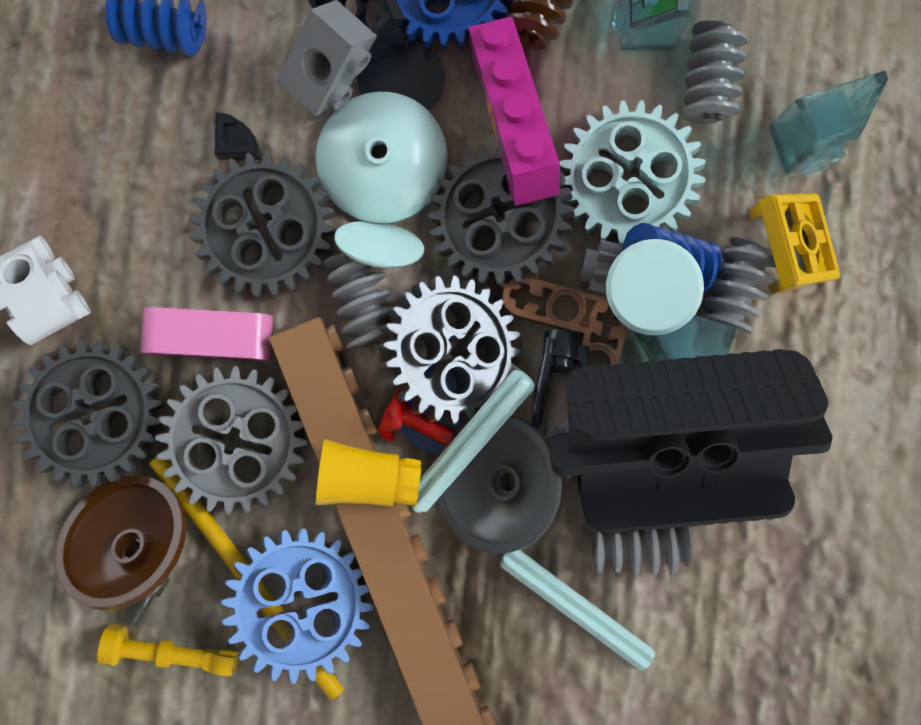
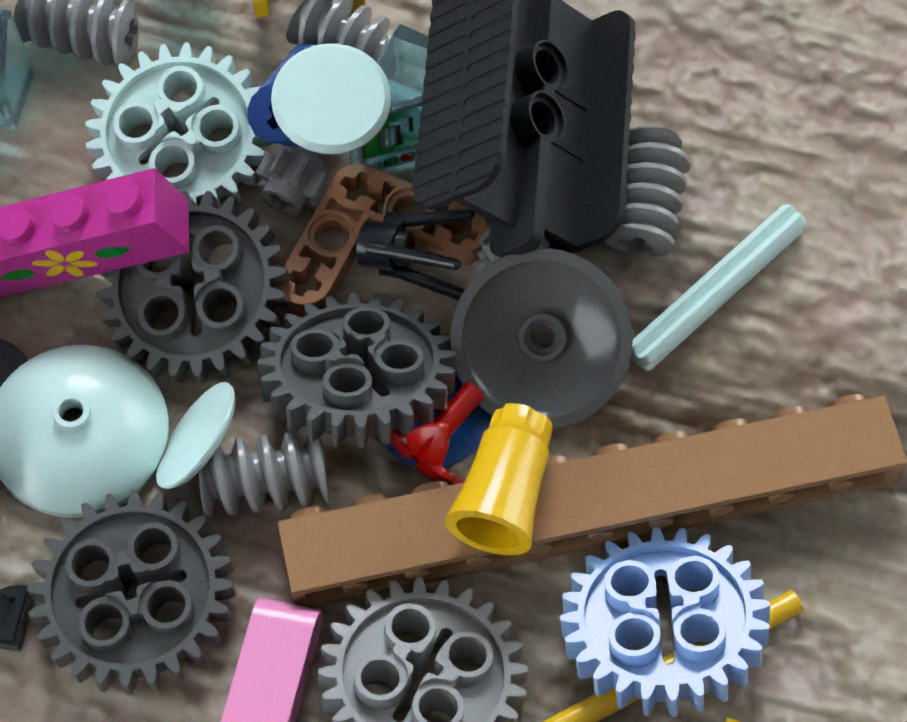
camera: 85 degrees left, 20 degrees down
(472, 438) = (468, 341): light aqua axle -> none

